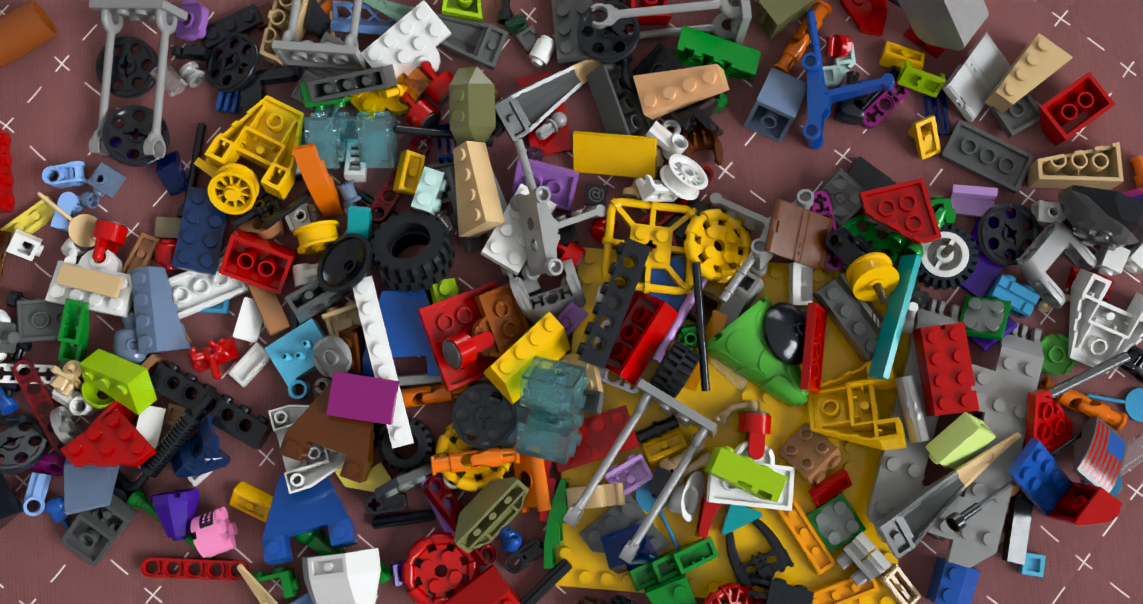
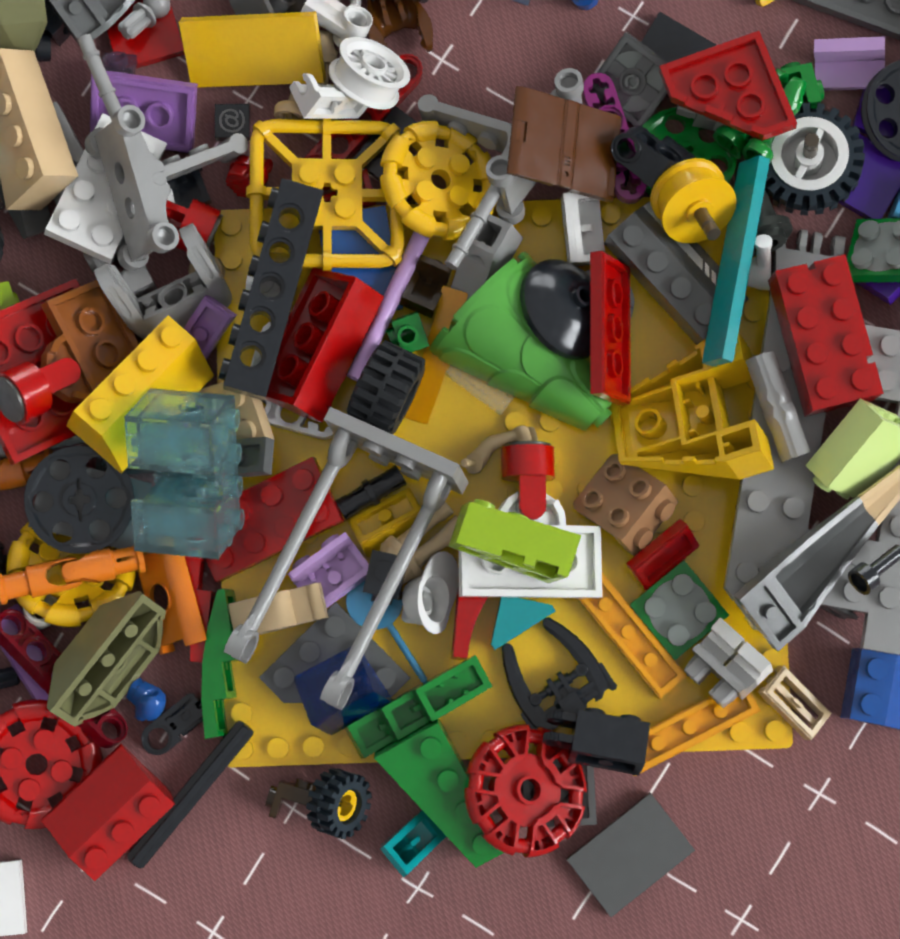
camera: 15 degrees left, 0 degrees up
(700, 322) = (422, 313): black piece -> none

